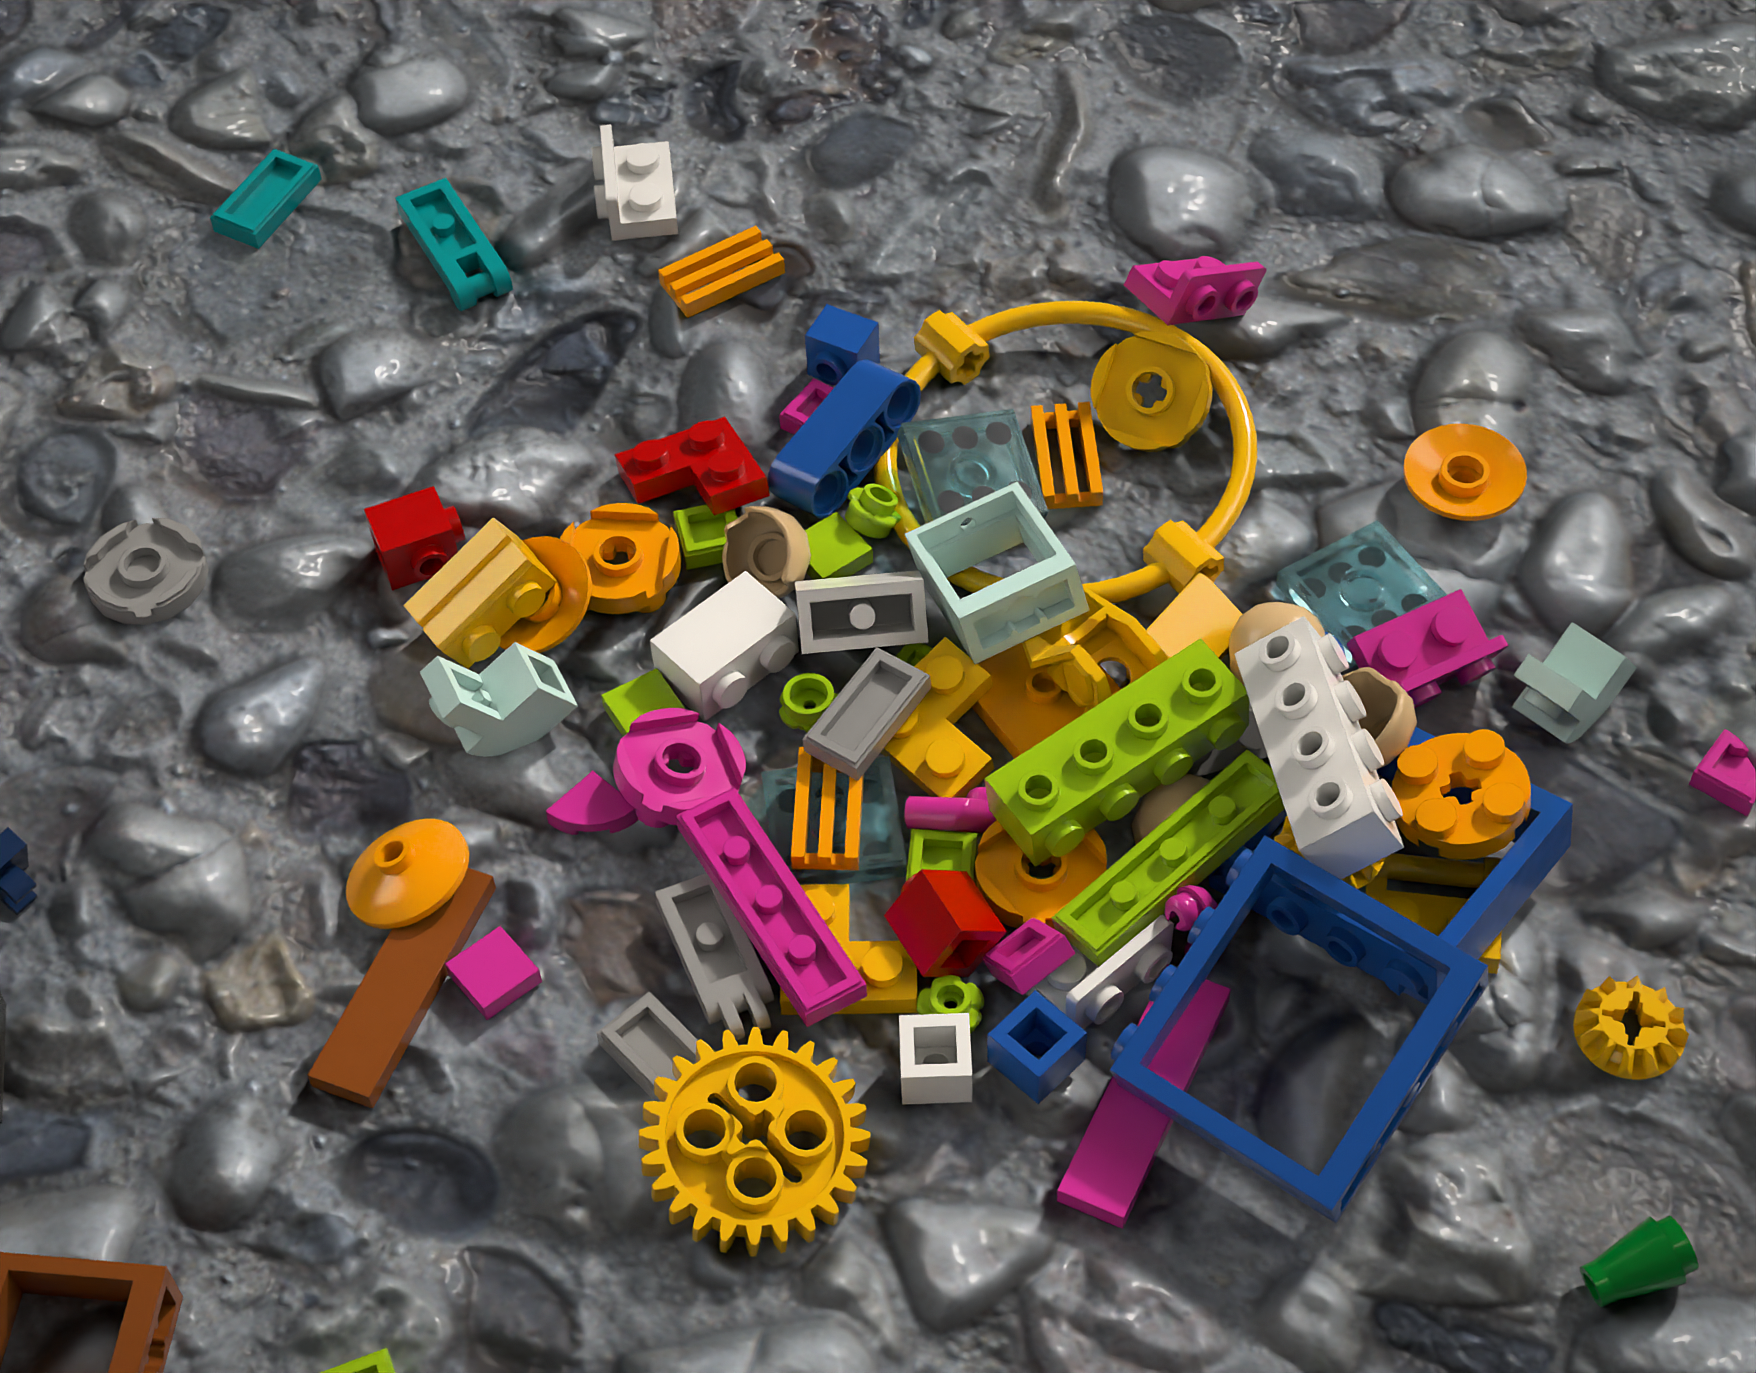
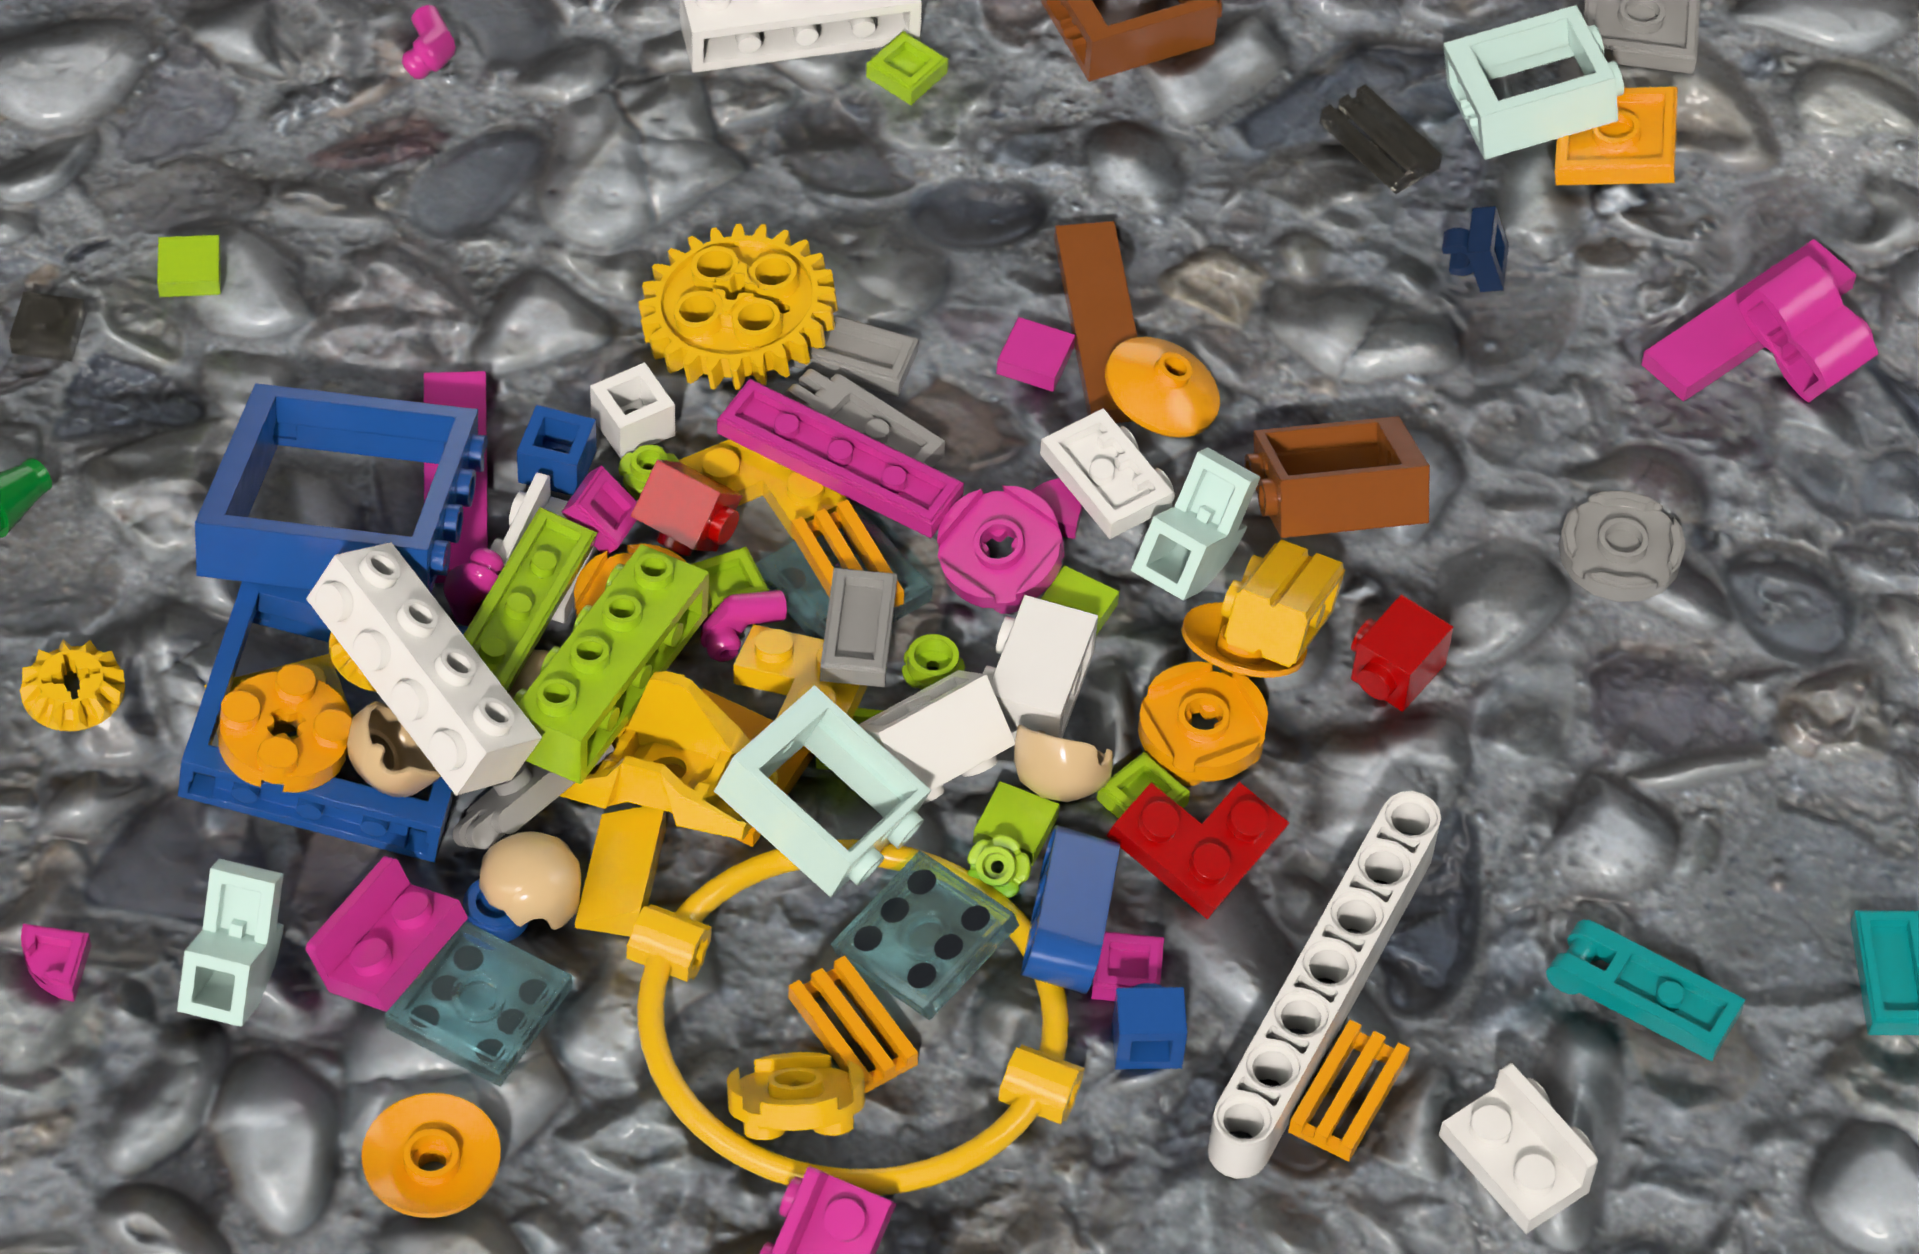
camera: 145 degrees right, 0 degrees up
(284, 658) = (1340, 476): none -> dark orange window
(532, 783) = (1107, 473): none -> white bracket
(679, 330) = (1321, 1006): none -> white beam

